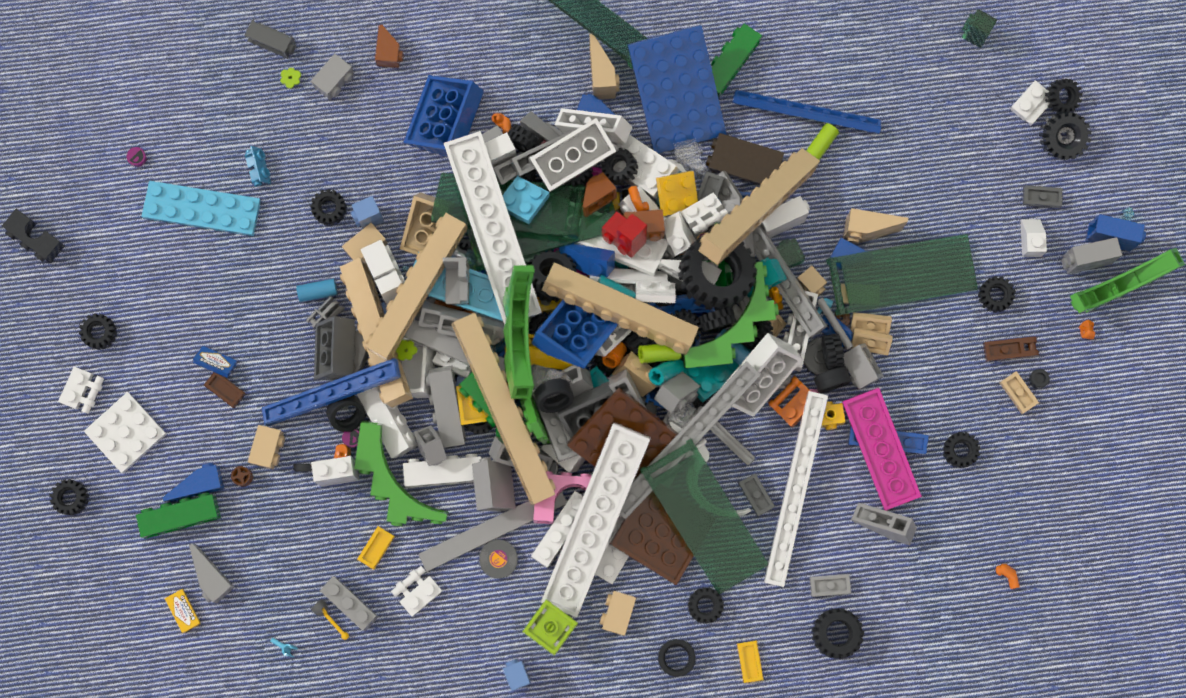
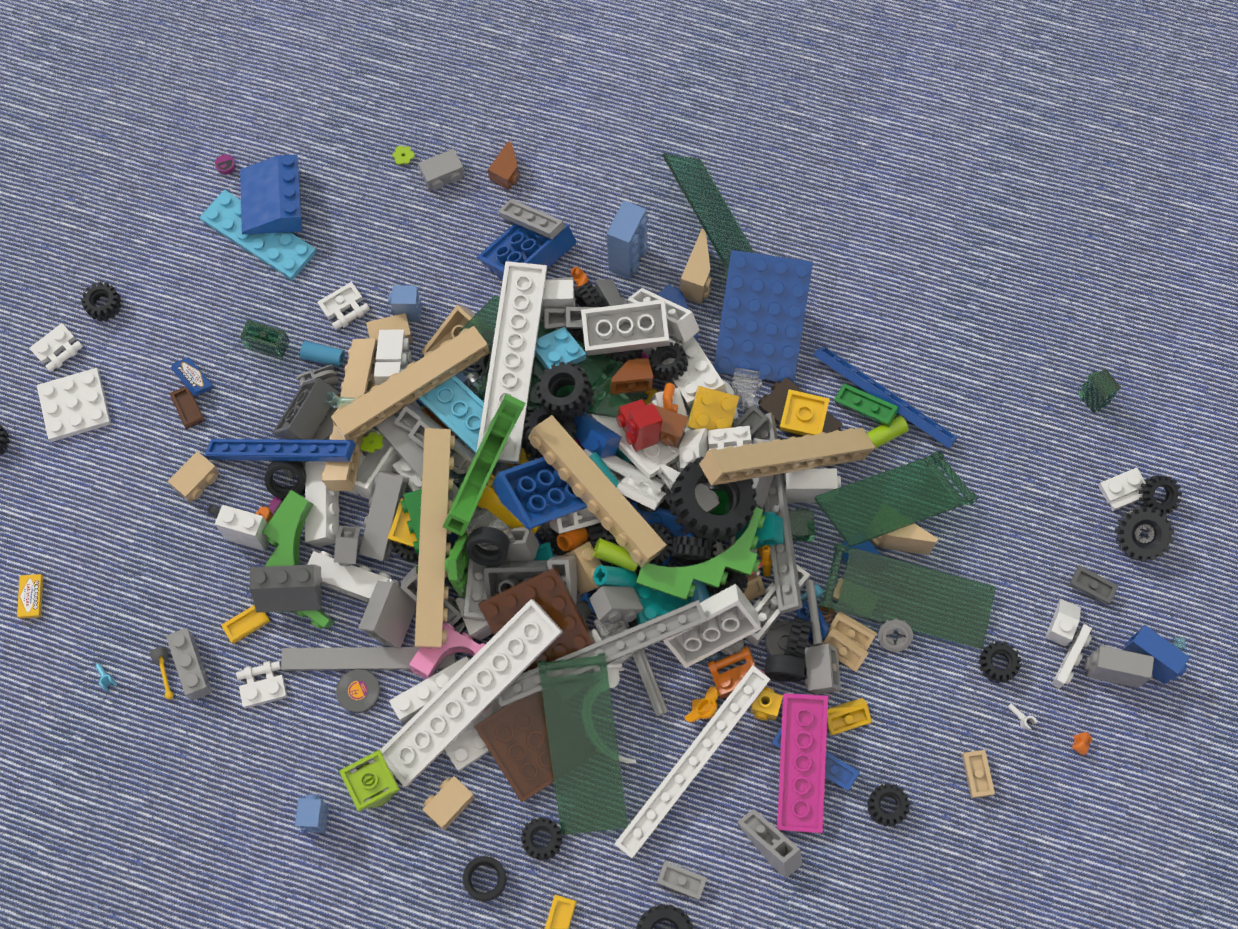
camera: 25 degrees right, 10 degrees down
(20, 227) = (87, 179): black arch -> none
(178, 516) = (76, 503): green brick -> none
(196, 169) = (271, 196): none -> blue slope
(200, 481) = (113, 481): blue slope -> none
(210, 578) = (72, 574): light grey slope -> none
(239, 474) = (155, 489): reddish brown wheel -> none
(256, 158) = (331, 213): dark azure hinge -> none
(261, 300) = (265, 338): none -> clear green brick
(270, 39) = (402, 113): dark grey window -> none
(307, 236) = (340, 301): none -> white plate
(317, 203) = (370, 274): black tyre -> none
(358, 327) = (336, 400): none -> clear light blue hand
(399, 505) = (286, 588): none -> dark grey slope
(436, 88) = (531, 219): none -> light grey plate
(456, 280) = (454, 394): light grey panel -> none
(532, 72) = (627, 239): none -> medium blue brick
(540, 224) = (557, 378): none -> black tyre
(734, 56) = (835, 315): green brick -> none
(750, 159) = (804, 413): none -> yellow plate
(756, 494) = (650, 749): dark grey plate -> none
(784, 441) = (704, 707): none -> light orange plate
(795, 126) = (866, 405): none -> green plate
(812, 281) = (811, 561): tan brick -> none
(858, 200) = (894, 499): none -> clear green flag
(898, 393) = (848, 716): none -> yellow slope
(913, 311) = (902, 640): none -> light grey gear
(1010, 349) = (989, 725): reddish brown plate -> none
(1034, 331) = (1022, 717): none -> white hand
(1039, 378) = (1006, 770): black tile -> none
(1051, 264) = (1072, 657): none -> white plate
(1127, 282) = (1139, 712): bright green arch -> none

